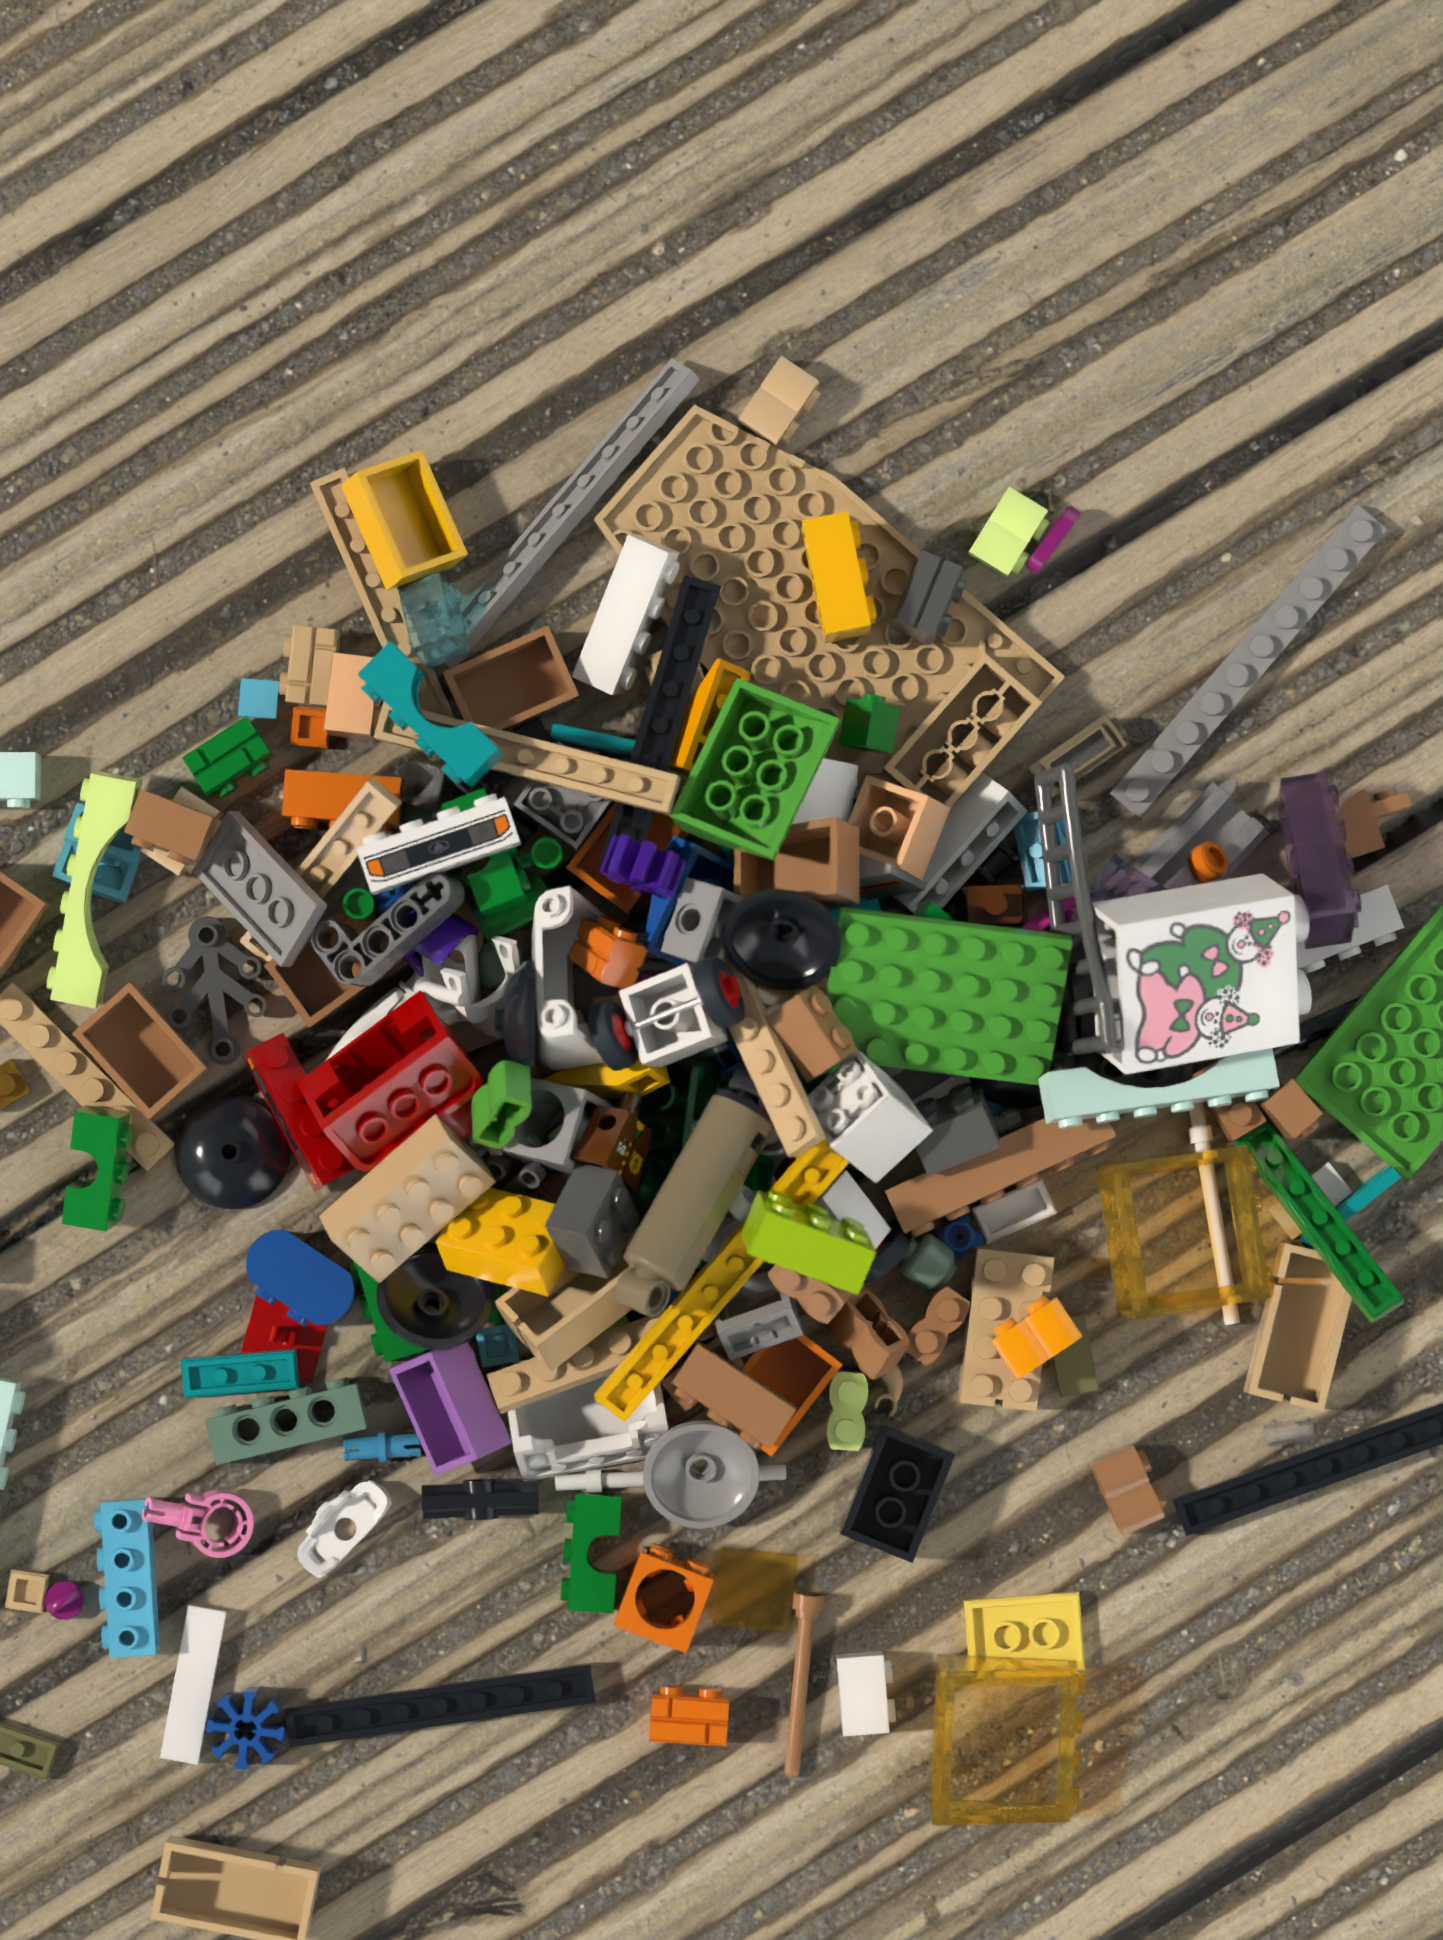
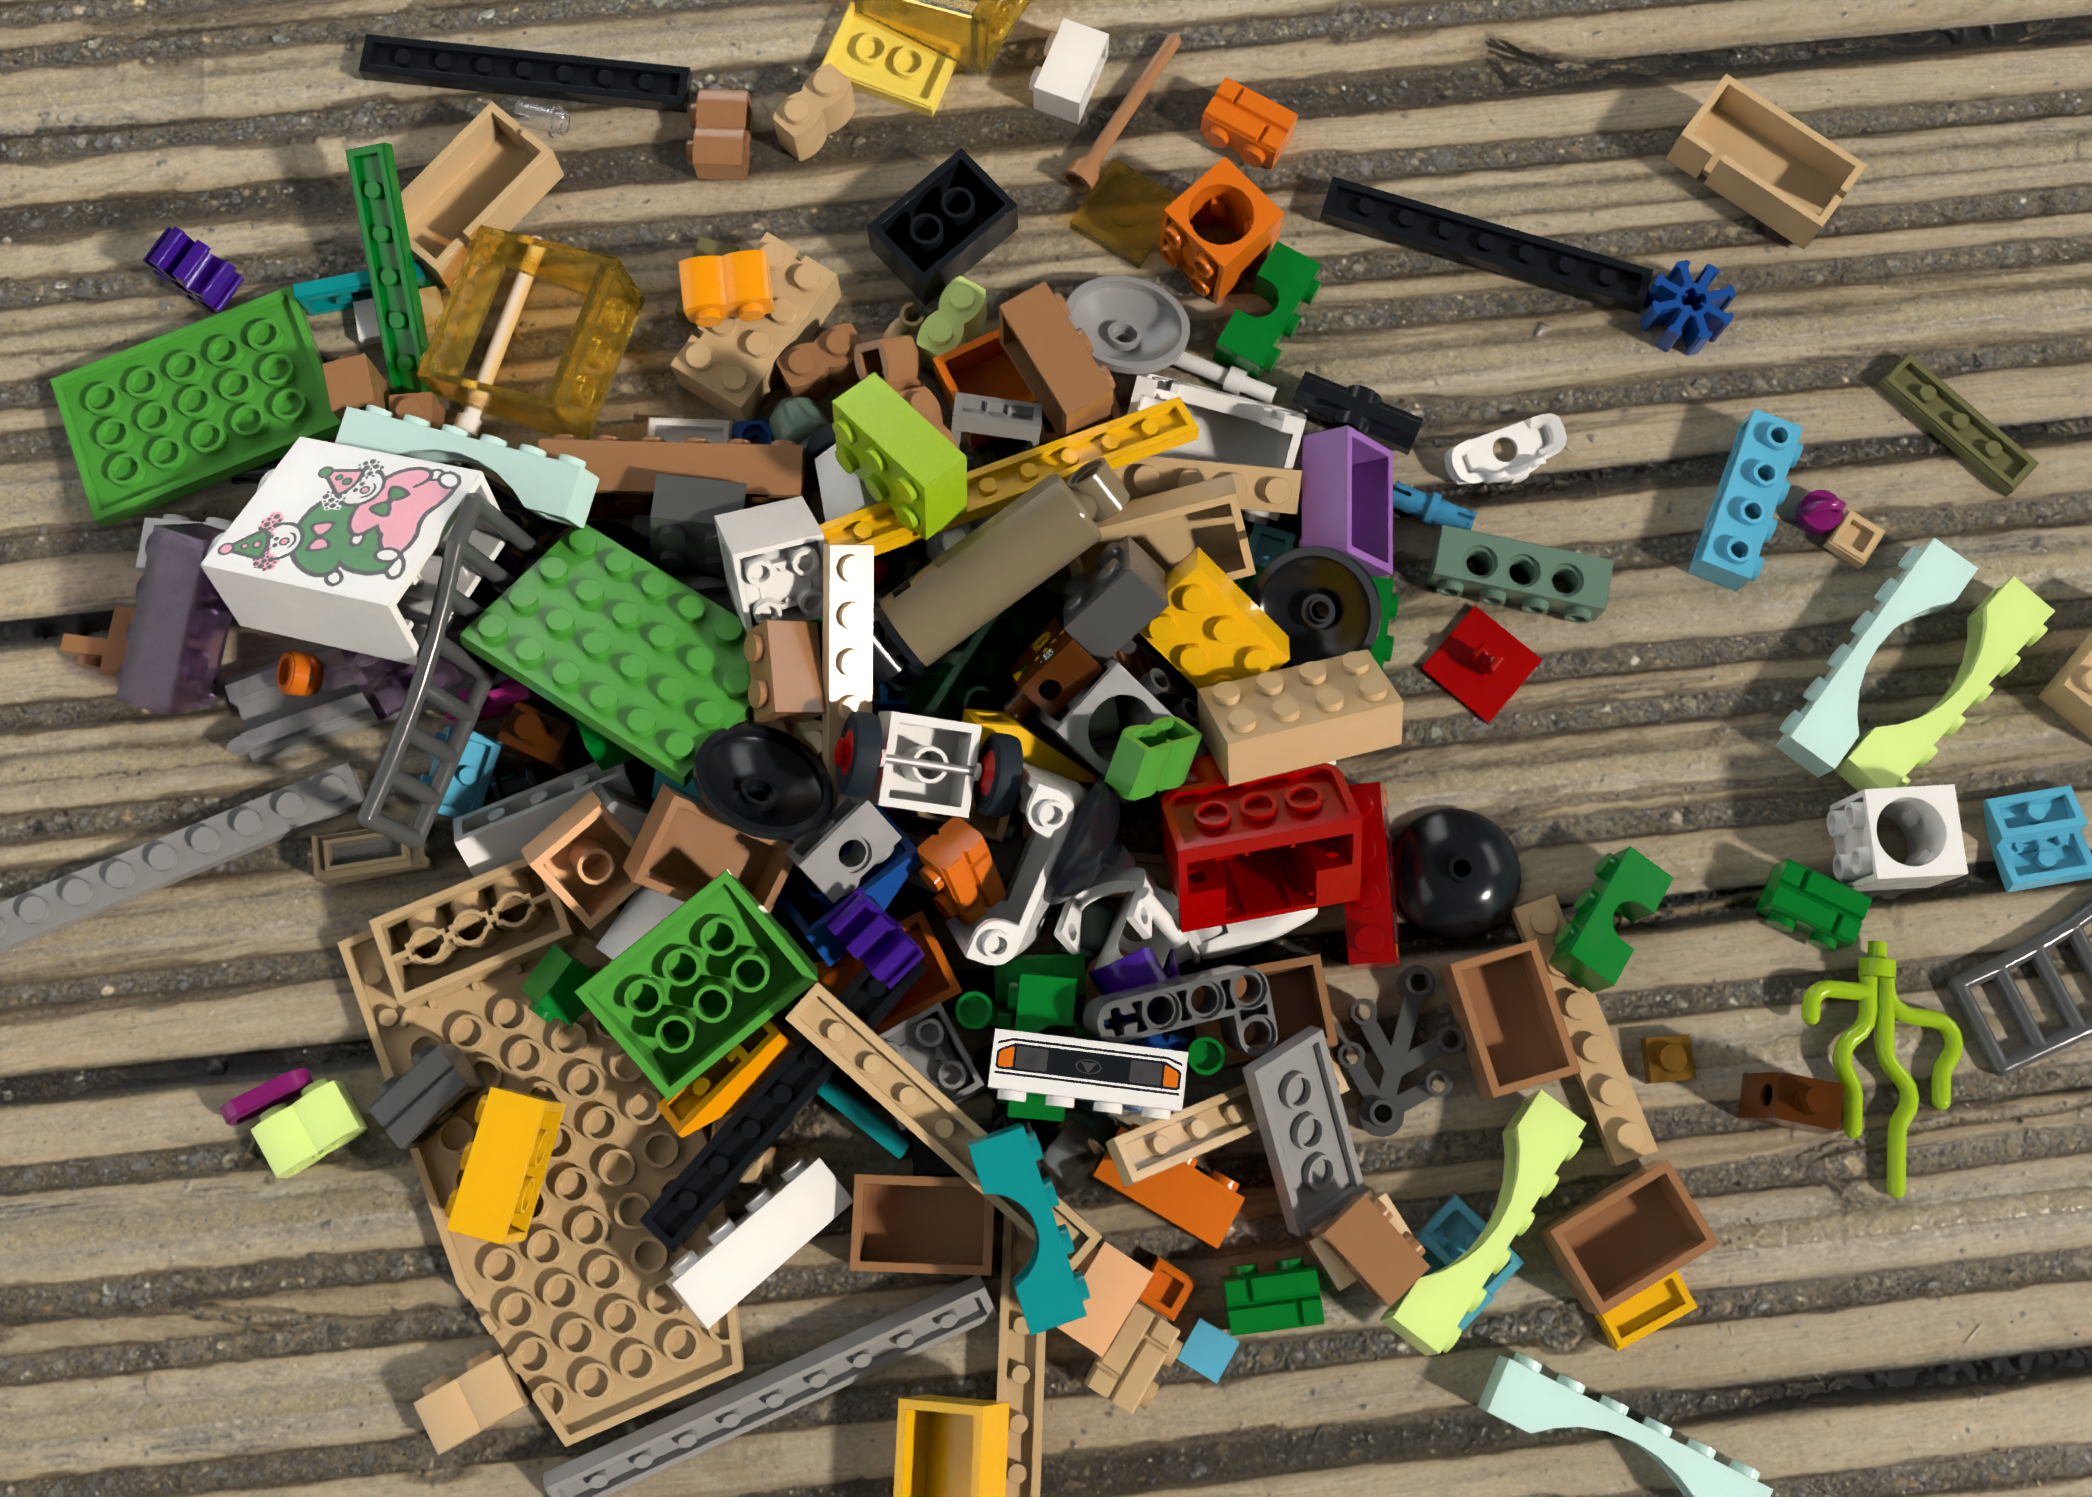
camera: 155 degrees left, 10 degrees down
(181, 1516) = (1657, 526): bright pink pin -> none
(193, 1684) = (1721, 376): white tile -> none
(240, 1373) = (1545, 647): teal tile -> none
(300, 1279) = (1444, 707): blue brick -> none
(434, 620) = (971, 1341): clear light blue brick -> none
(1055, 1557) = (814, 112): none -> tan brick

